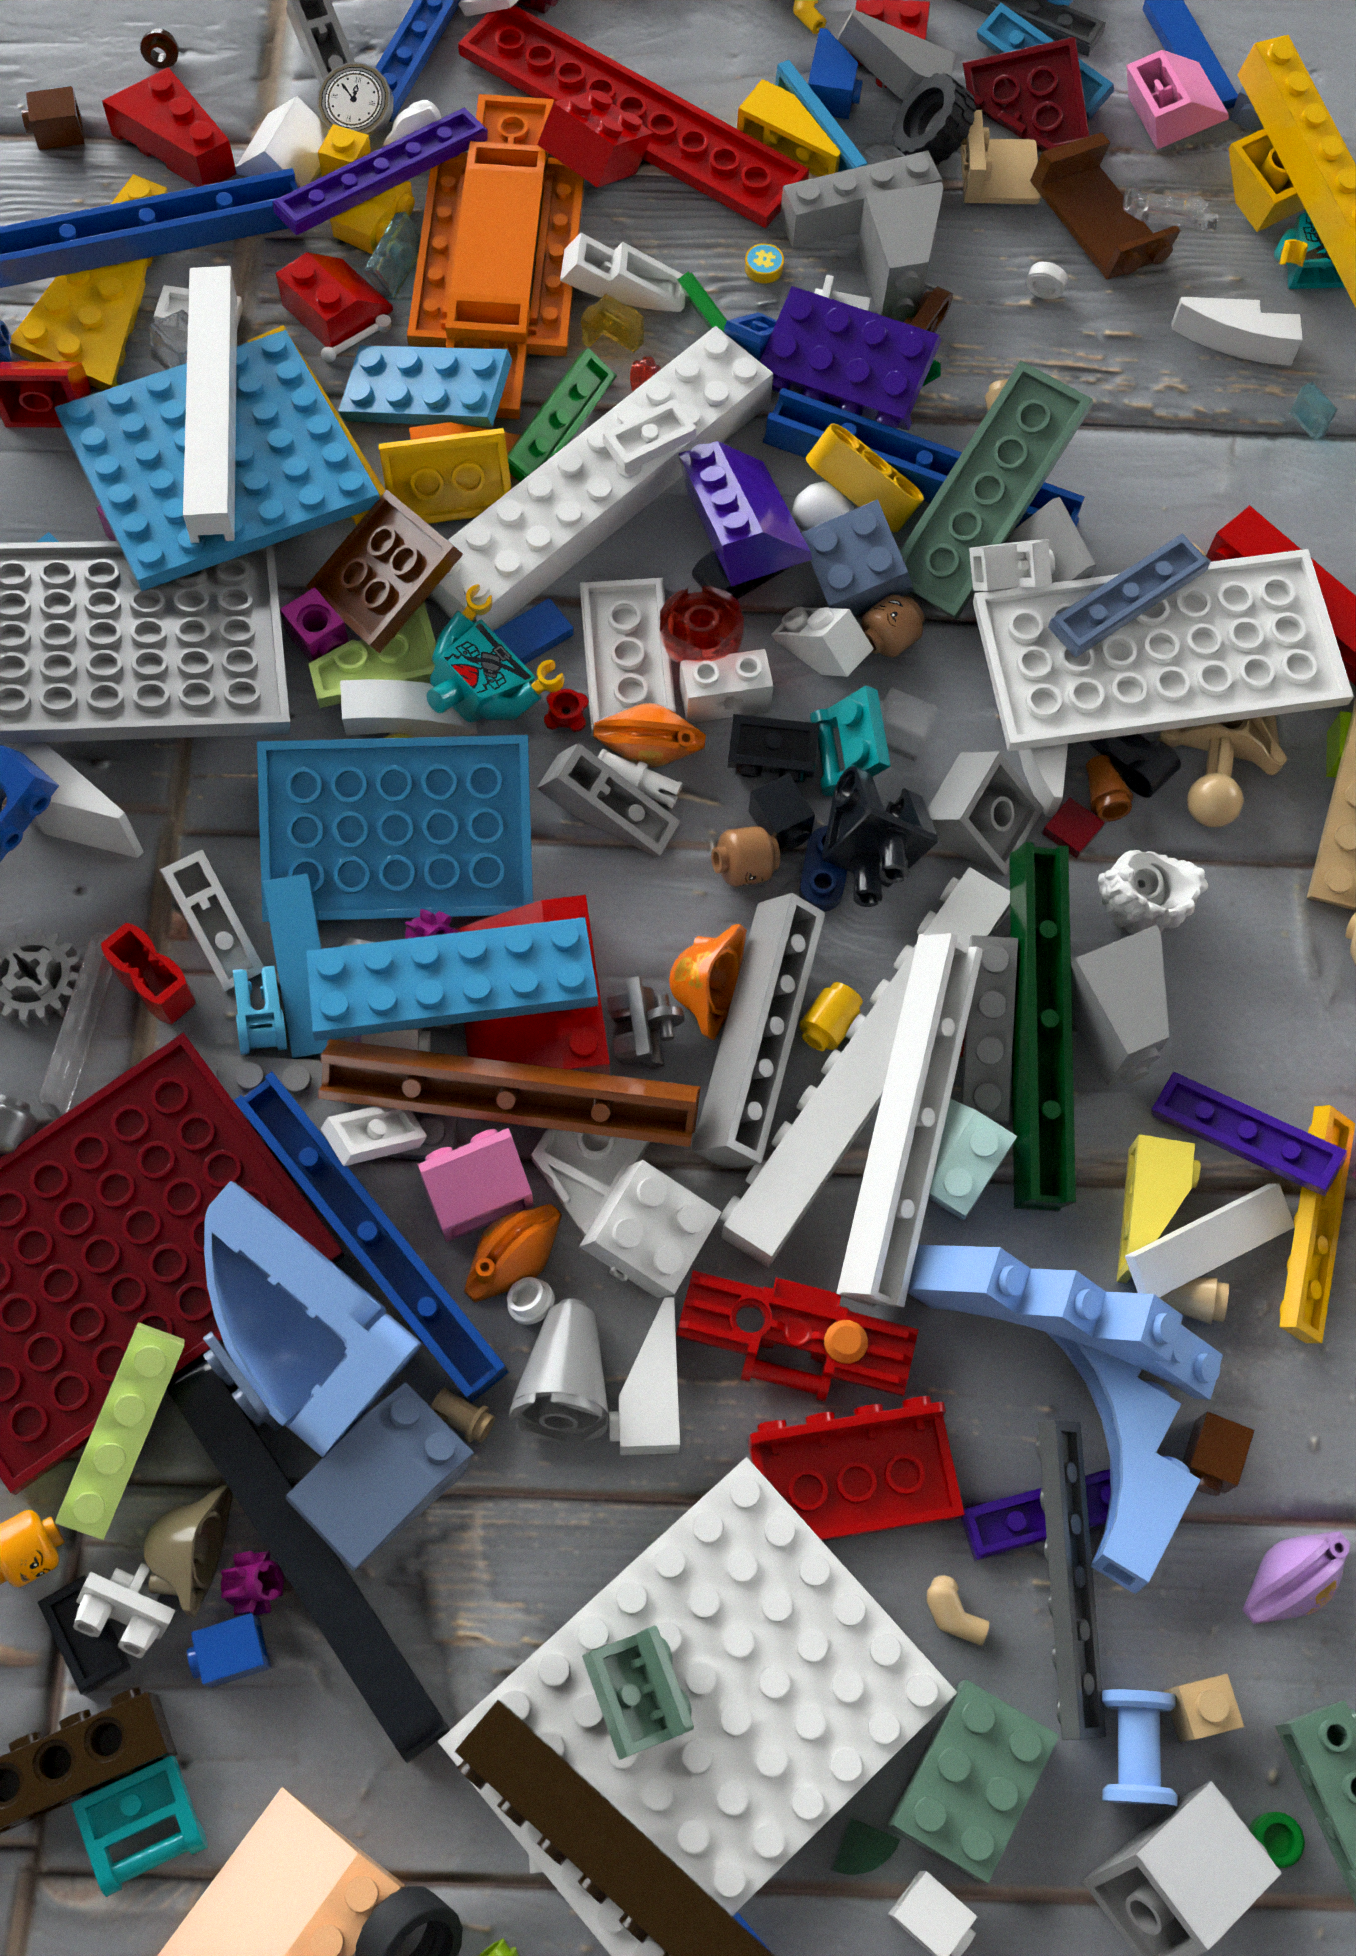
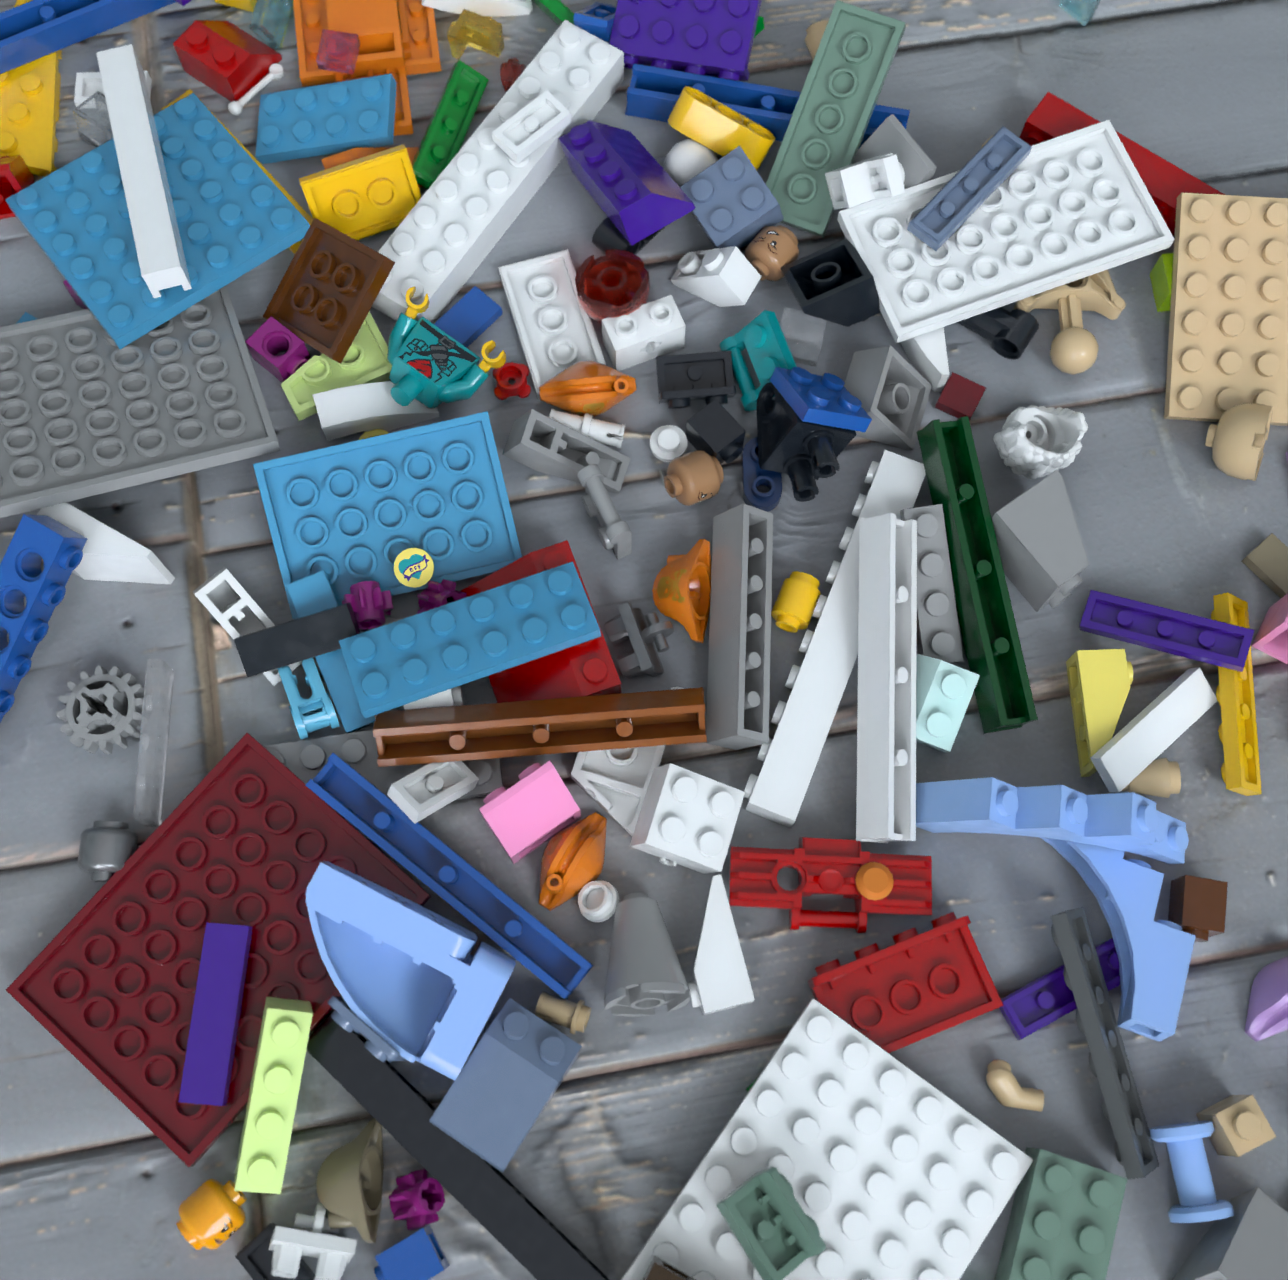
camera: 10 degrees left, 5 degrees up
(78, 1330) = (216, 1014): none -> dark purple tile
(148, 973) = (204, 685): red brick -> none
(260, 942) = (296, 639): none -> black tile
(347, 920) = (369, 604): none -> magenta gear
(408, 891) = (413, 567): none -> light yellow tile
(454, 314) = (338, 51): none -> clear pink plate
(631, 862) = (597, 502): none -> light grey plate
(726, 812) = (668, 443): none -> white plate
(905, 795) = (820, 399): none -> blue plate
(951, 673) = (834, 285): none -> black slope
(1108, 792) = (982, 359): dark orange cone -> none

